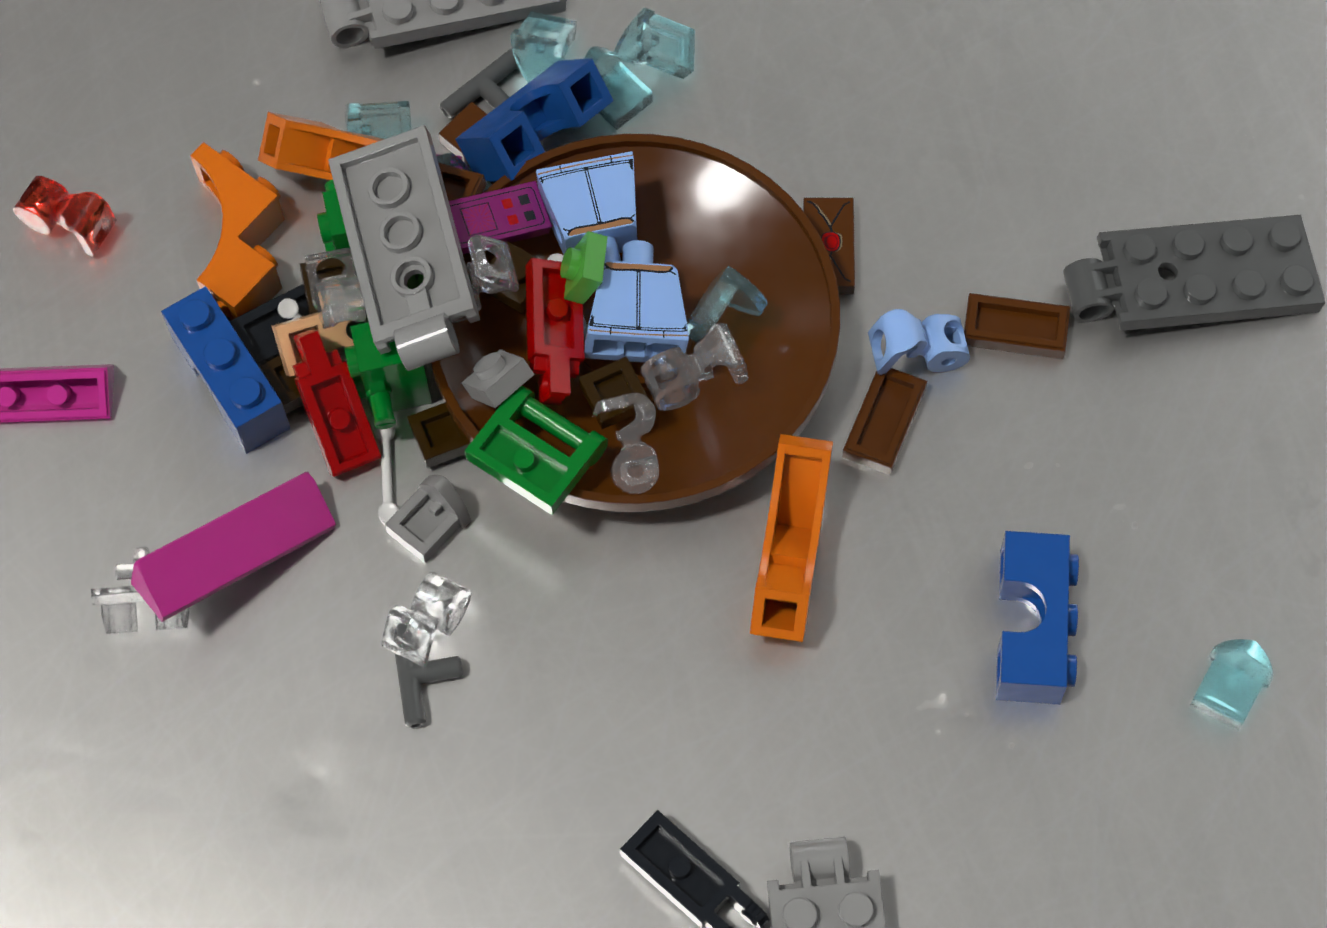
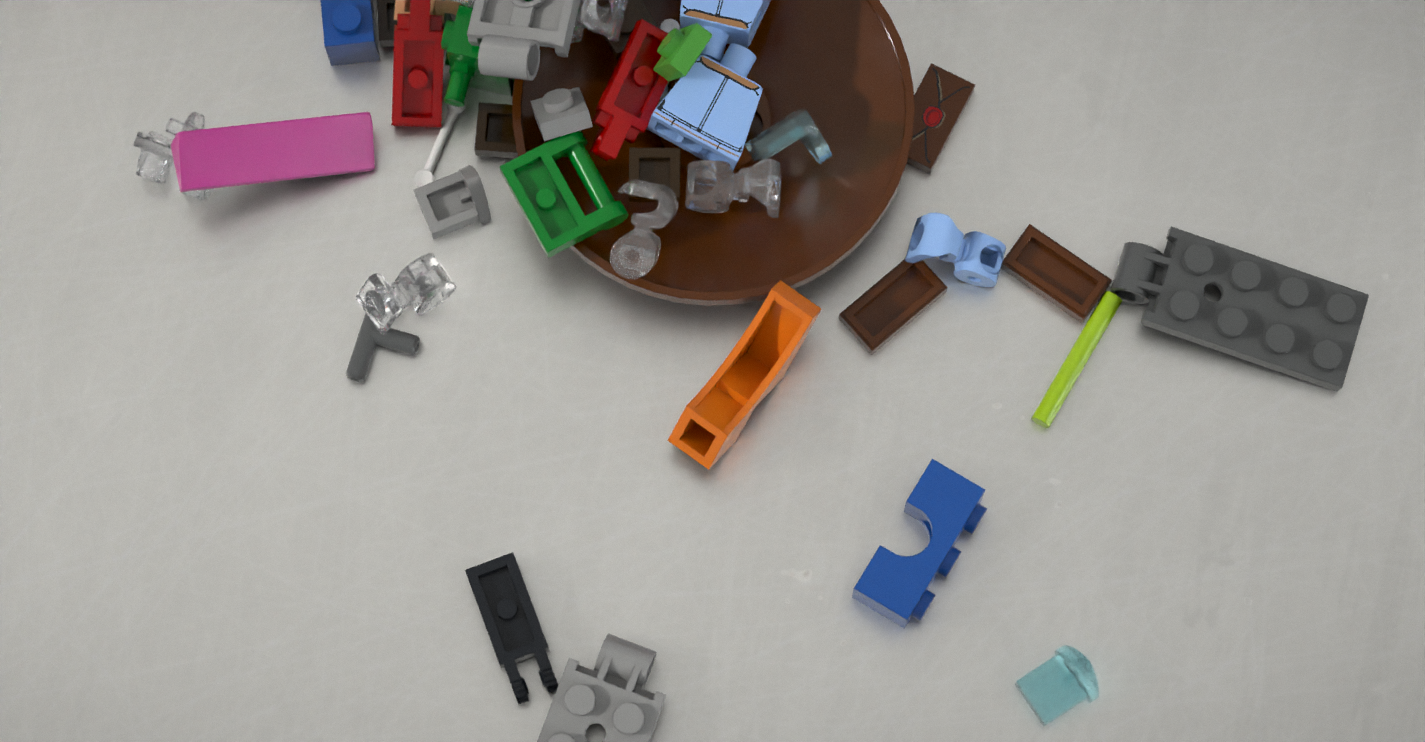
camera: 25 degrees right, 10 degrees up
(1078, 390) = (1076, 359): none -> lime bar

